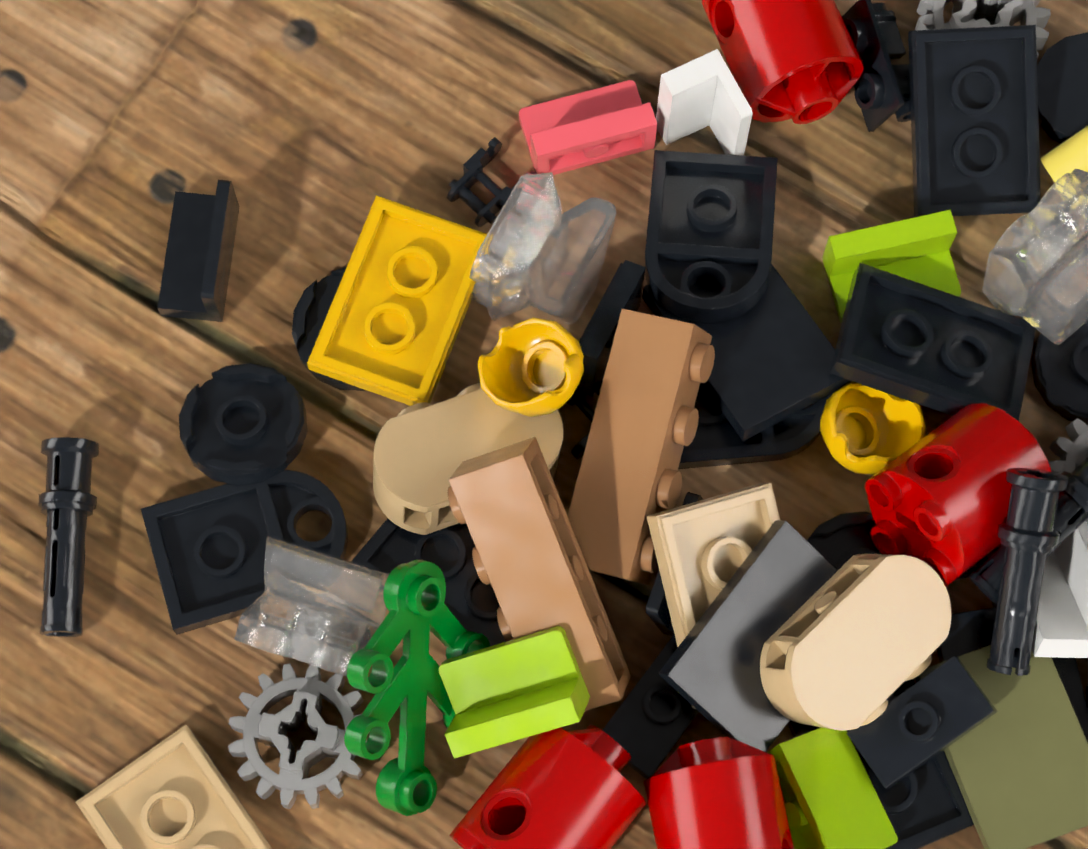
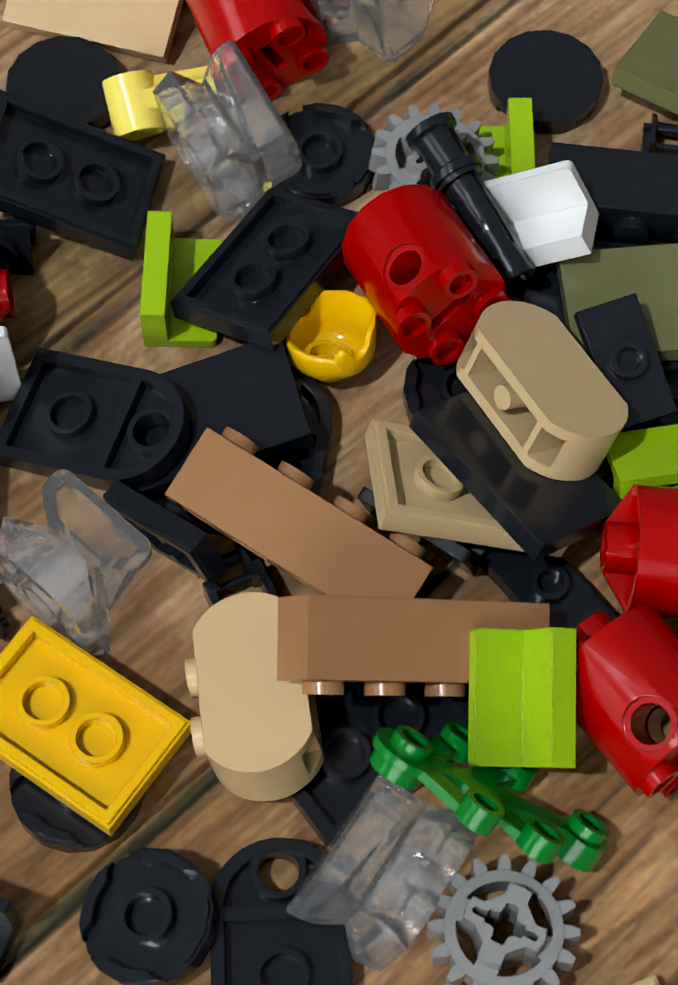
camera: 75 degrees left, 10 degrees down
(532, 367) = (197, 591): yellow hair -> none
(1027, 539) = (494, 215): black pin -> none

